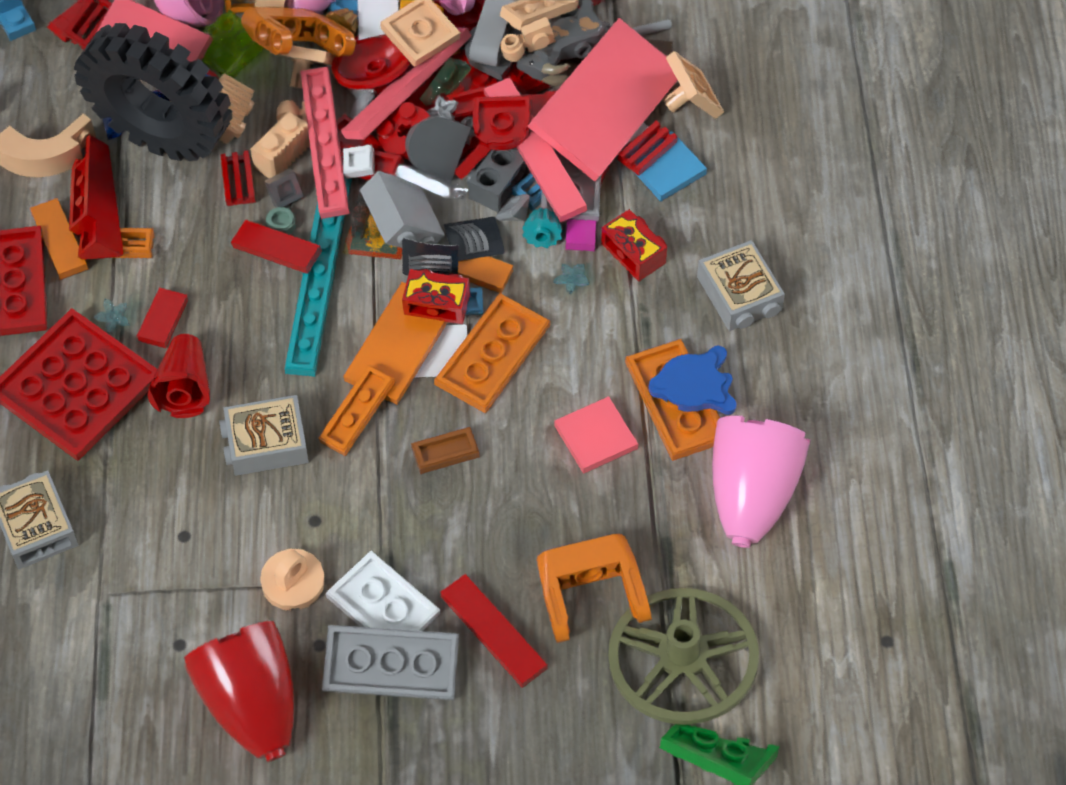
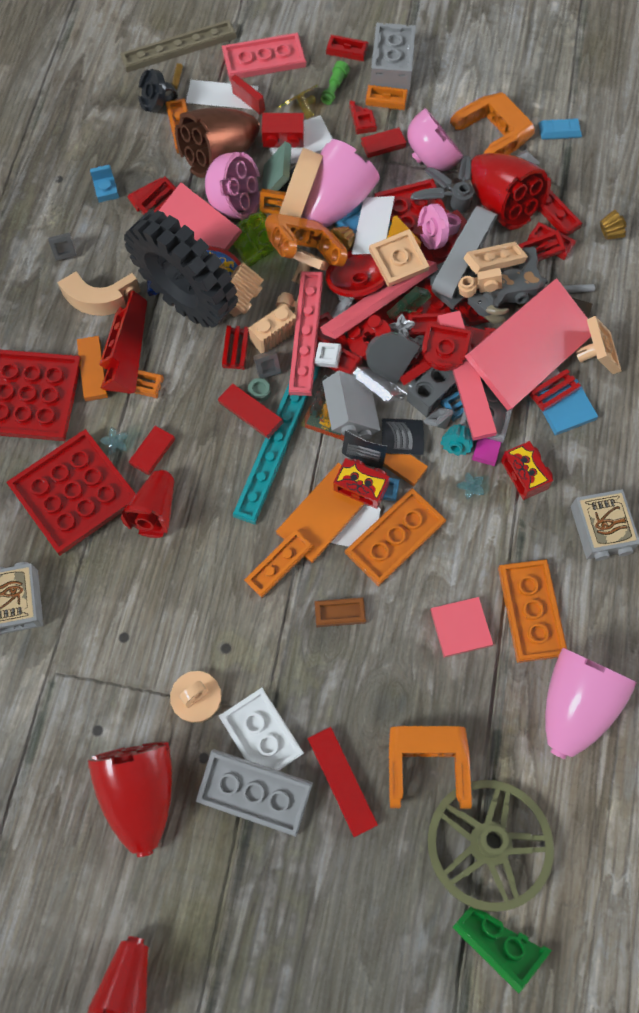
camera: 15 degrees right, 10 degrees up
(264, 435) = (203, 568): brick -> none
(695, 382) = (550, 602): blue tile -> none

